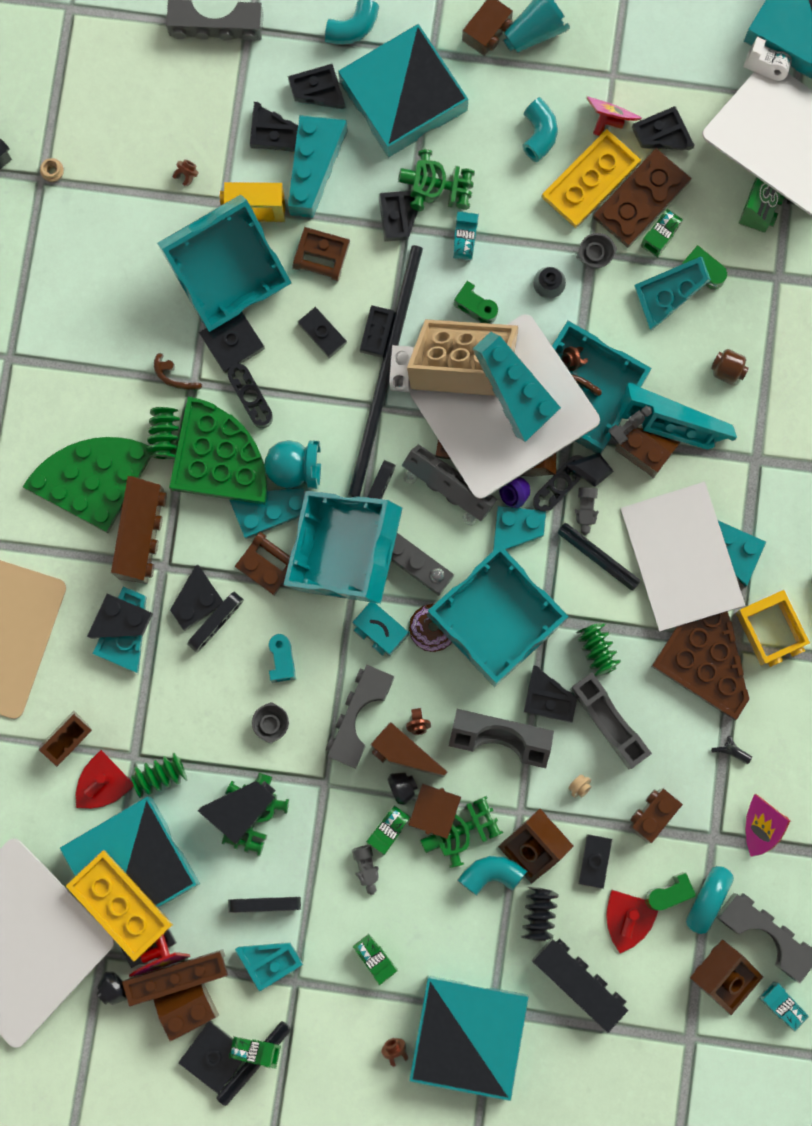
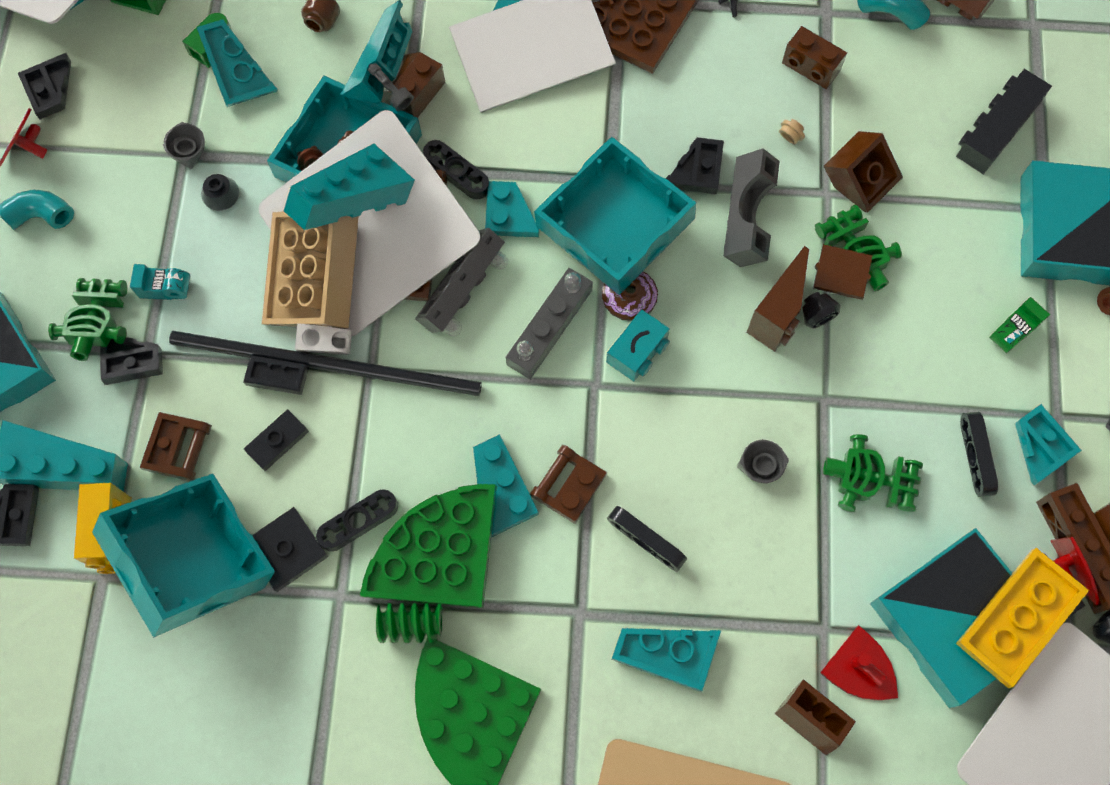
camera: 95 degrees left, 10 degrees down
(119, 619) = (656, 657): black wing -> none
(138, 530) = (539, 642): reddish brown slope -> none
(157, 775) = (845, 591): green piece -> none
(160, 367) = (321, 637): reddish brown piece -> none
(188, 169) = (53, 622): copper plate -> none
(195, 600) = (620, 566): black wing -> none
(239, 810) = (877, 484): black slope -> none
(283, 658) = (685, 454): teal leg -> none
(291, 464) = (445, 456): teal tile -> none
(343, 546) = (546, 383): teal tile -> none
(367, 872) = (903, 348): dark grey piece -> none
(372, 687) = (777, 374): dark grey arch -> none
(382, 480) = (477, 361): black beam -> none
(388, 830) = (870, 322): green leg -> none
(418, 725) = (739, 300): copper plate -> none
(475, 306) = (245, 267): green leg -> none
(491, 869) = (896, 211): teal cylinder -> none
(515, 492) = (474, 207): dark purple cone -> none
(540, 914) = (938, 159): black piece -> none
(586, 514) = (489, 142): dark grey piece -> none
(591, 178) = (98, 155): yellow plate -> none
(591, 468) = (438, 136): black piece -> none
(595, 861) = (869, 116): black plate -> none
(598, 556) = (535, 128): black axle -> none
(599, 649) = (640, 116): green piece -> none
(608, 720) = (699, 118): dark grey arch -> none
(628, 920) = (923, 83): red shield -> none
(642, 197) = (124, 105): reddish brown piece -> none
(661, 233) = (167, 82): green leg -> none
(664, 898) = (892, 40): green leg -> none

